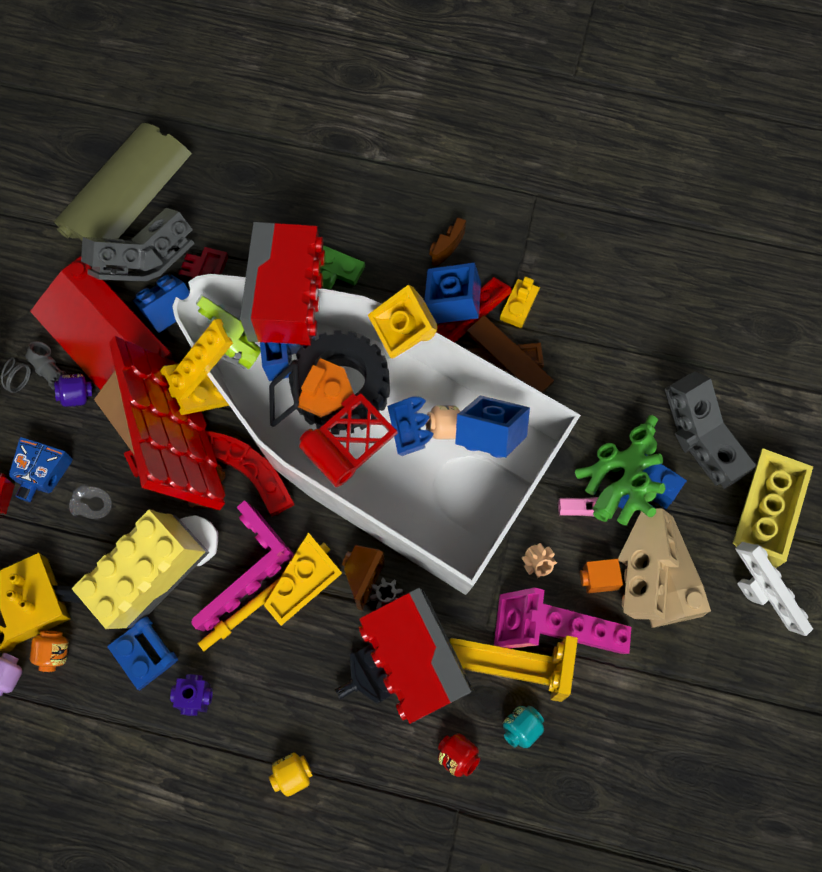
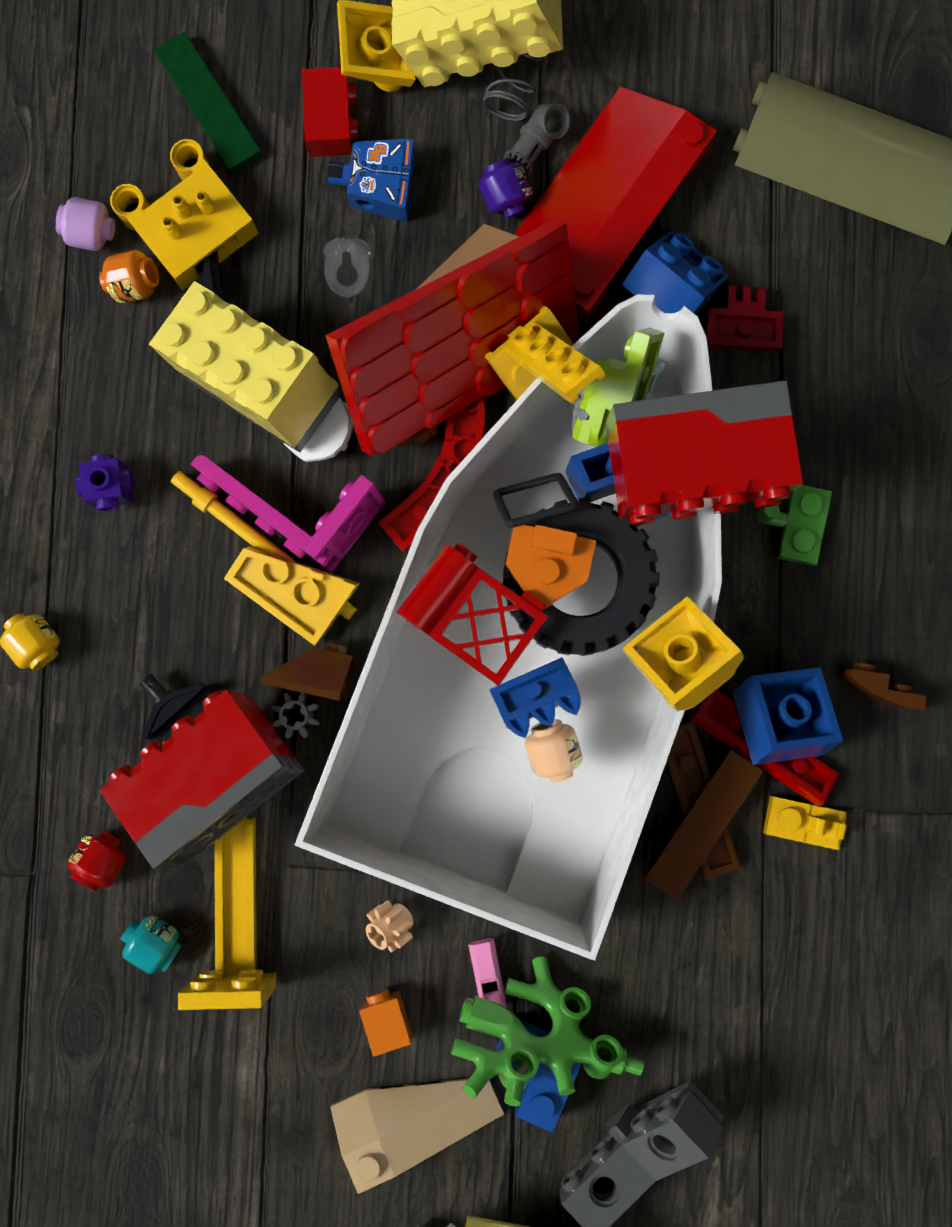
camera: 80 degrees right, 15 degrees up
(134, 657) = (145, 393): blue plate -> none
(149, 251) = (738, 221): dark grey brick -> none
(492, 426) = (540, 828): blue brick -> none
(525, 617) = (286, 922): dark pink bracket -> none
(652, 540) = (432, 1109): tan brick -> none

